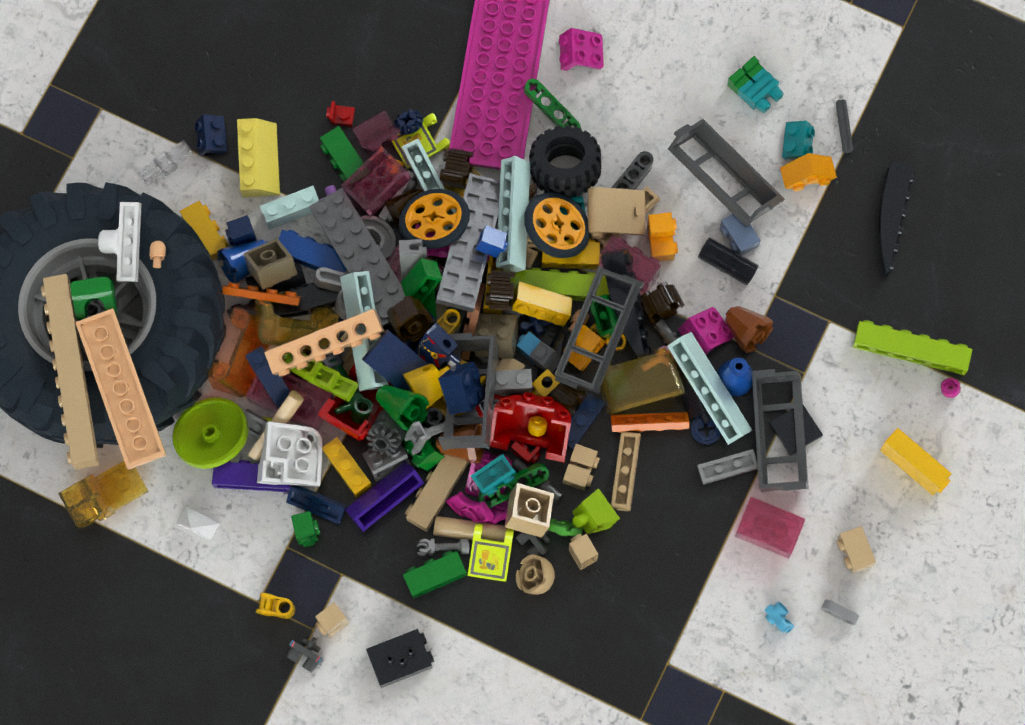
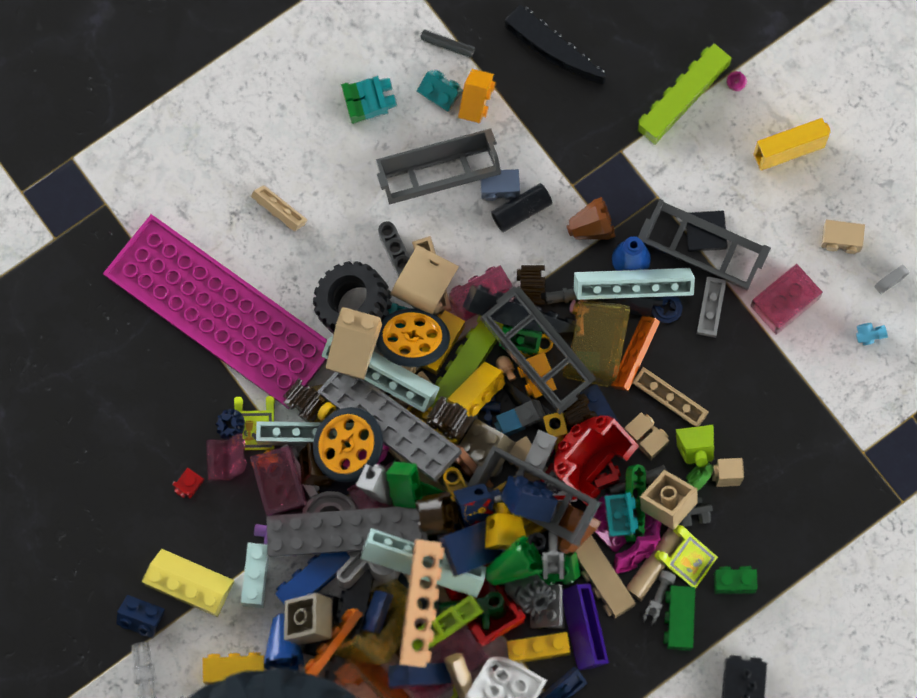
camera: 60 degrees left, 0 degrees up
(240, 231) = (257, 633): dark blue brick -> none
(305, 316) = (377, 612): none -> dark blue slope
(341, 153) = (231, 501): green brick -> none
(456, 187) = (326, 410): none -> yellow tile
(490, 605) = (735, 581): none -> green brick
(492, 241) = (401, 402): brick -> none
(522, 176) = (353, 343): none -> tan slope
(535, 575) = (728, 526): tan cylinder -> none
(537, 426) = (589, 454): yellow piece -> none
(554, 104) = (288, 284): green beam -> none
(581, 49) = (246, 234): dark pink bracket -> none
(617, 64) = (279, 208): none -> tan plate
(660, 234) = (467, 254): light orange brick -> none
(708, 329) = (575, 257): dark pink bracket -> none

